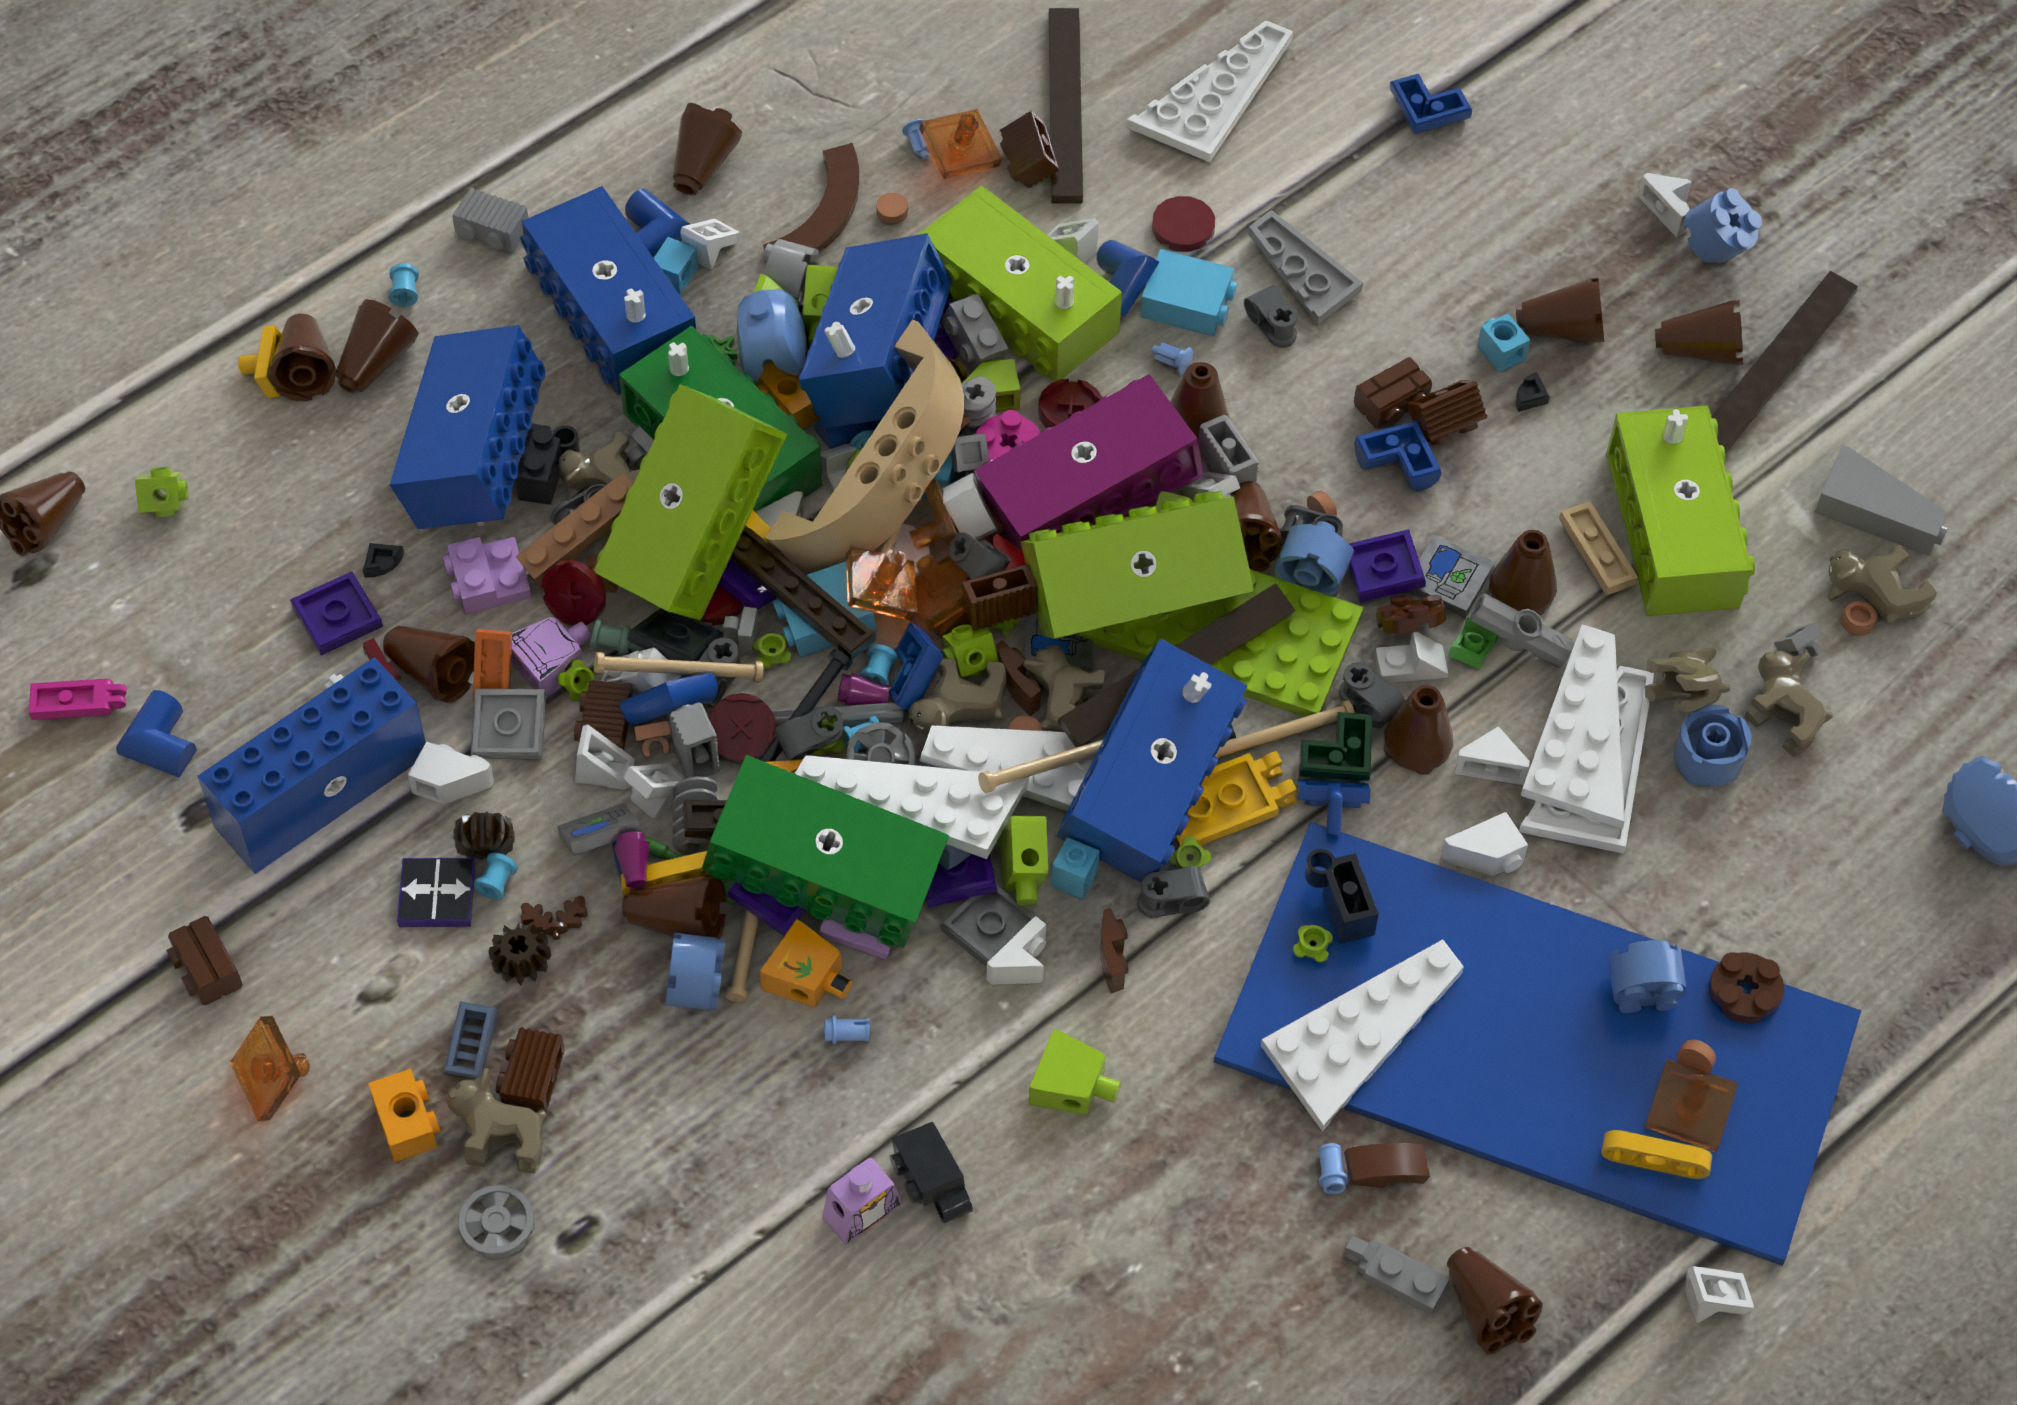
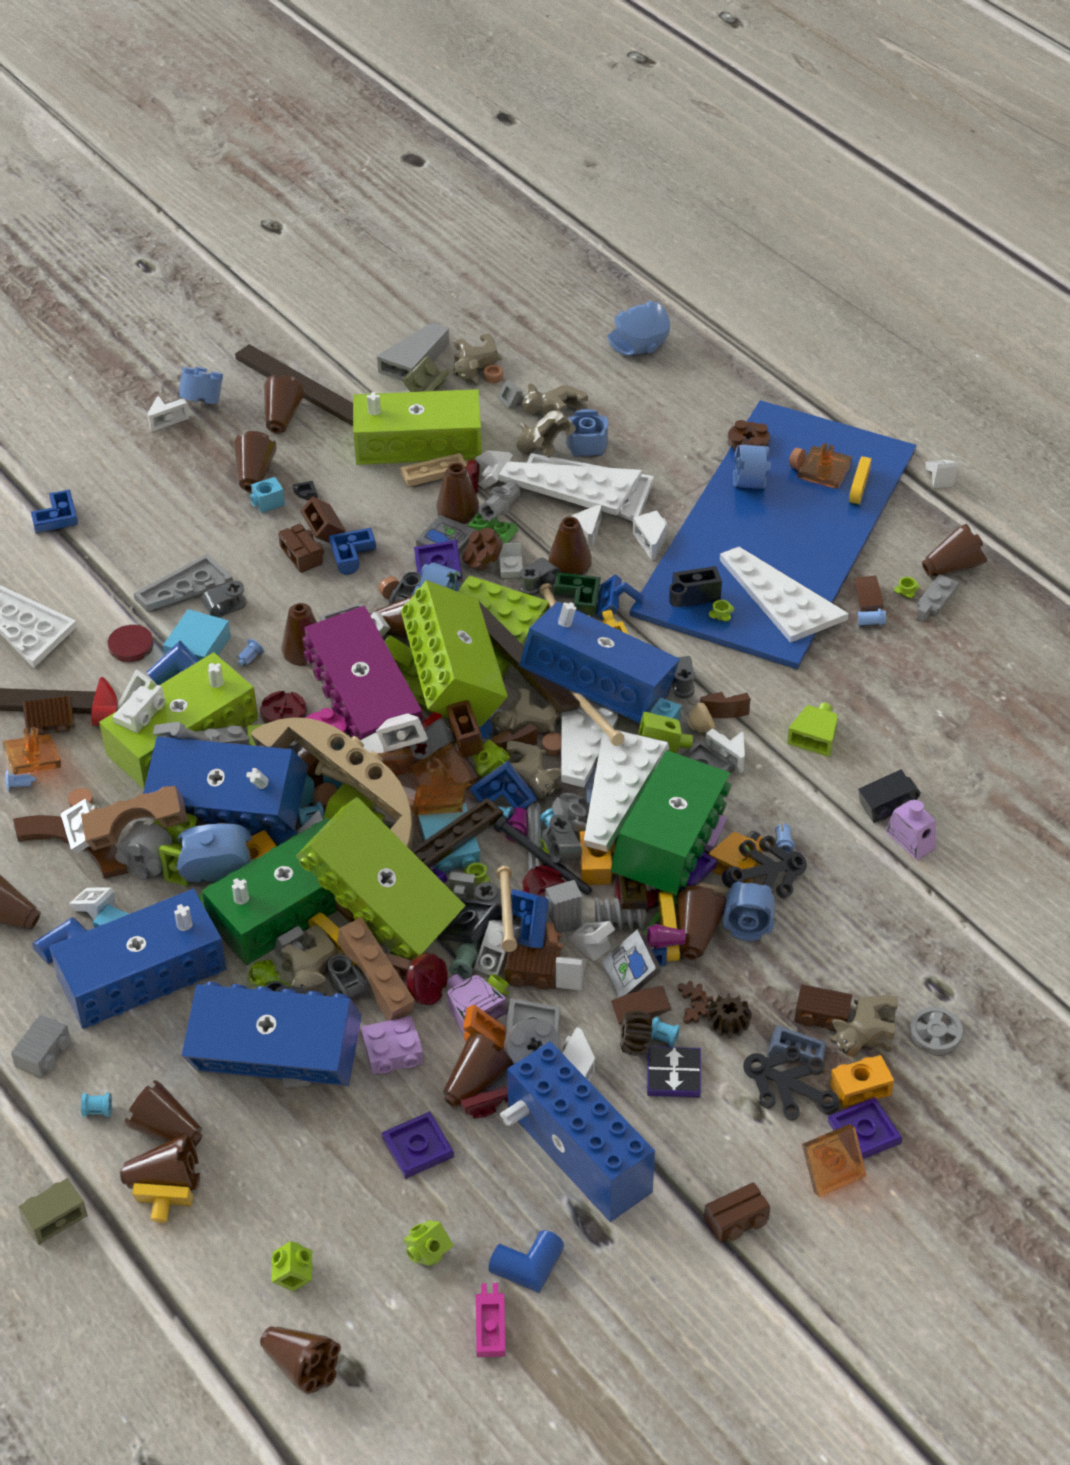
camera: 85 degrees left, 10 degrees down
(180, 624) = (427, 1243): none -> lime brick
(257, 263) = (52, 1210): none -> olive brick
(333, 1122) = (872, 1126): none -> dark purple tile
(382, 559) = (368, 1117): black tile -> none
(435, 991) = (787, 1080): none -> black plant
(458, 712) = (521, 1033): none -> light grey brick
(540, 848) = (648, 1000): none -> reddish brown slope
(598, 429) = (263, 973): none -> clear neon green piece
(775, 999) = (768, 866): none -> black plant
(814, 259) = (105, 824): none -> medium nougat arch
(830, 213) = (74, 827): none -> white bracket
(943, 270) = (178, 730): none -> light grey plate
(969, 511) = (401, 732): none -> white slope
(999, 220) = (140, 708): none -> white bracket
(1057, 206) = (104, 702): none -> red piece
(1079, 919) = (700, 718): none -> tan cone
(1418, 1218) = (907, 587): none -> lime plate
(1595, 598) = (473, 470): none -> dark red plate
(1621, 625) = (493, 464): none -> white slope
(1812, 517) = (424, 376): none -> olive bracket

